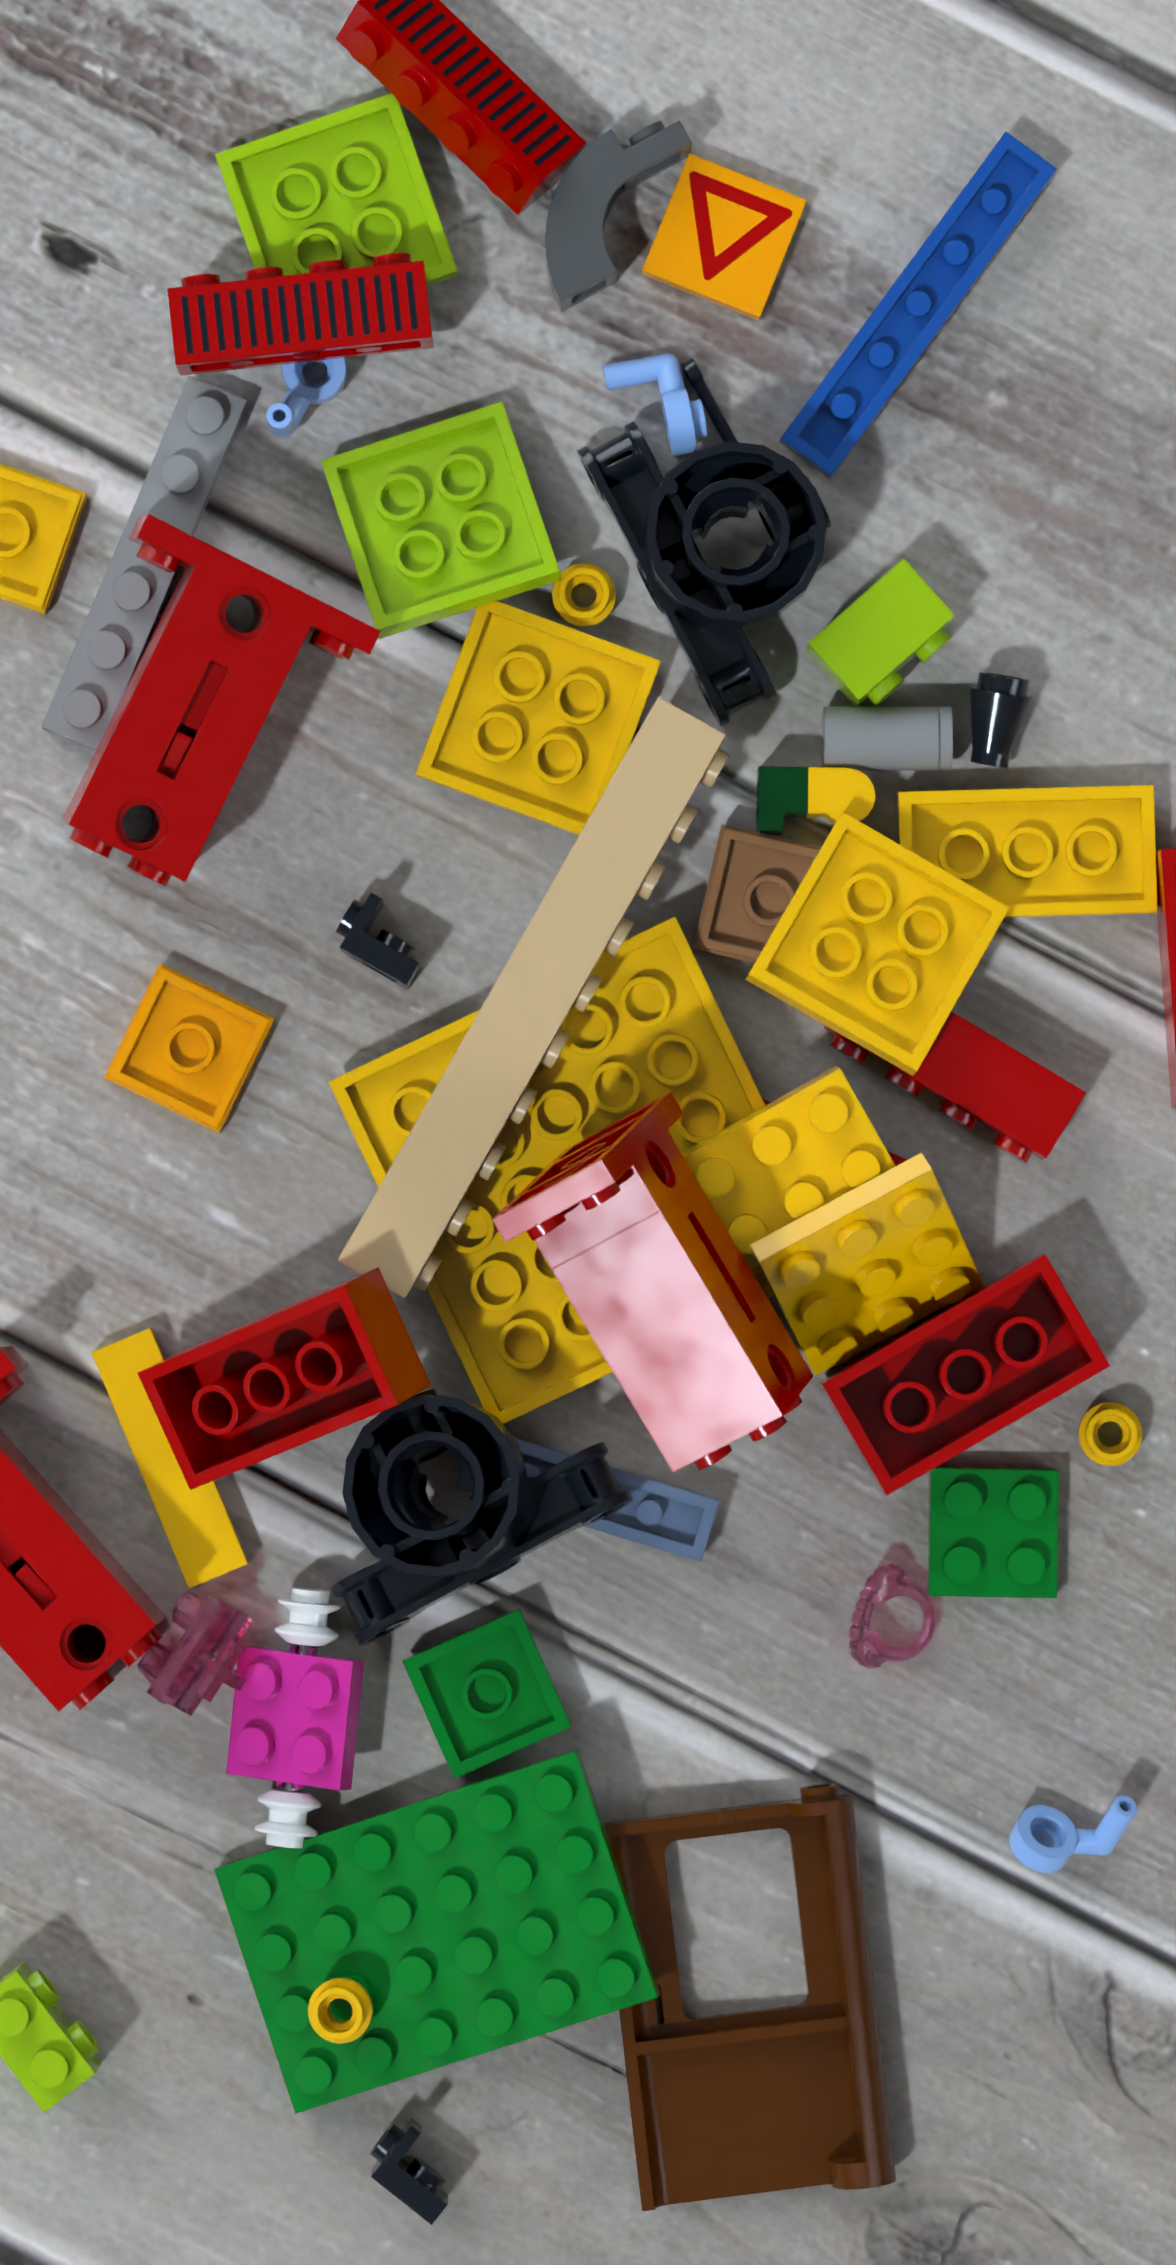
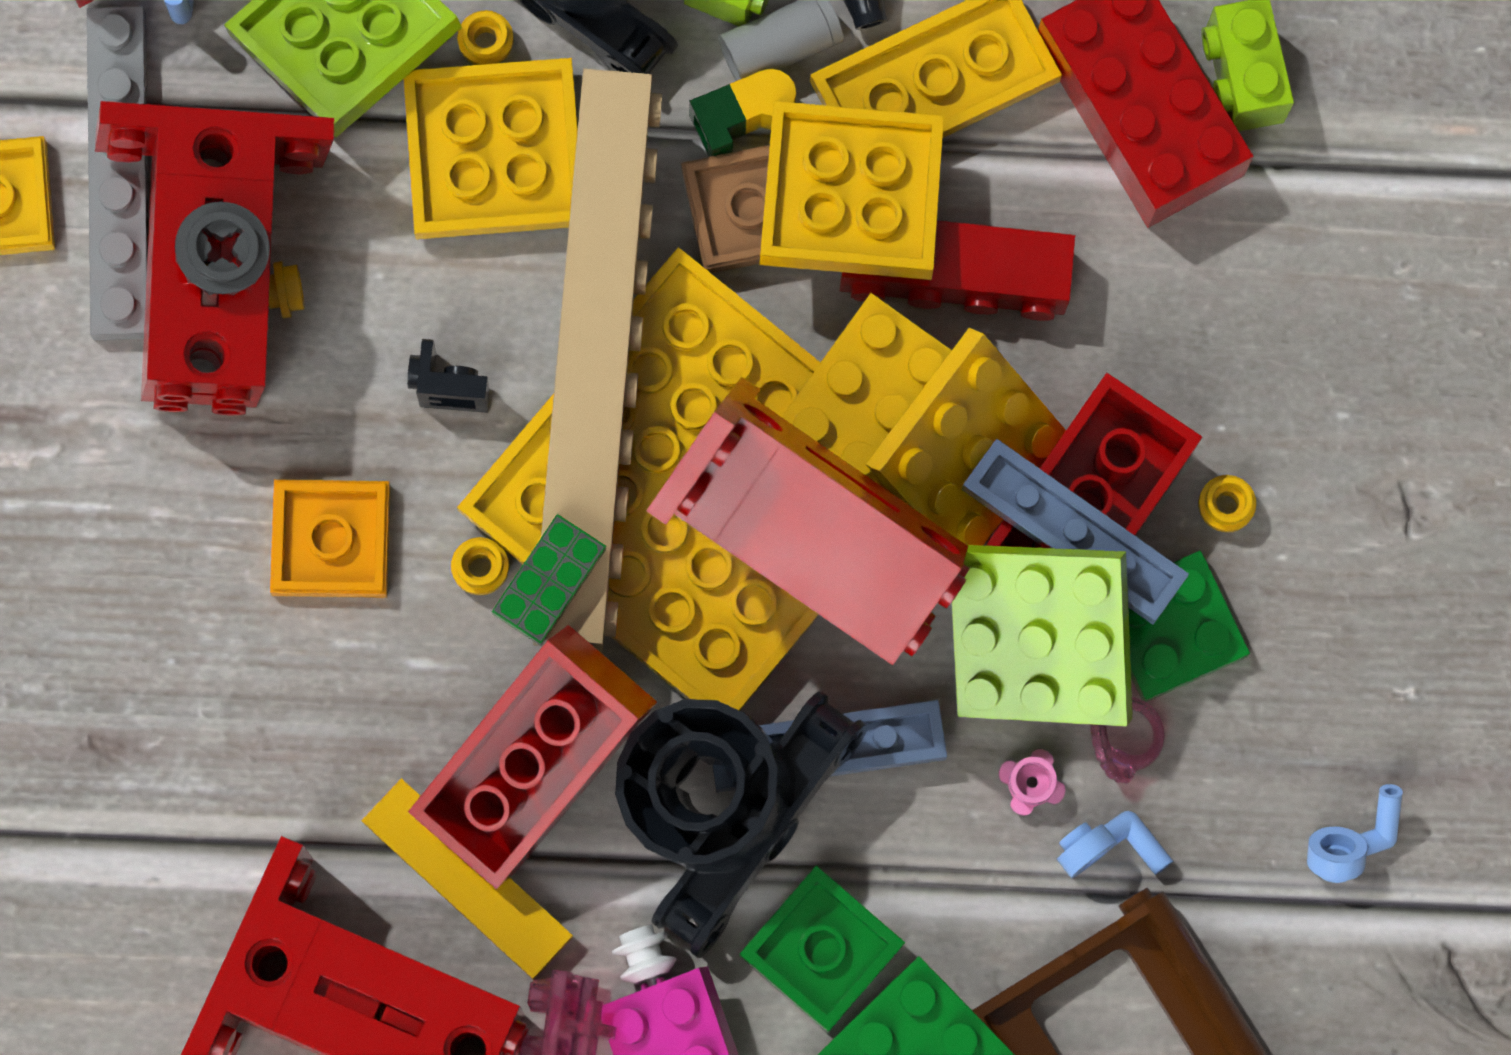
camera: 30 degrees left, 10 degrees down
(231, 737) = (222, 221): none -> dark grey gear
(259, 772) = (286, 289): none -> yellow plate
(305, 1145) = (472, 550): none -> yellow plate
(379, 1212) = (549, 580): none -> green tile
(788, 1636) = (1037, 766): none -> bright pink plate
(798, 1715) = (1088, 845): none -> light blue plate
(851, 1493) = (1043, 636): none -> lime plate
(930, 1407) = (1064, 520): none -> sand blue plate

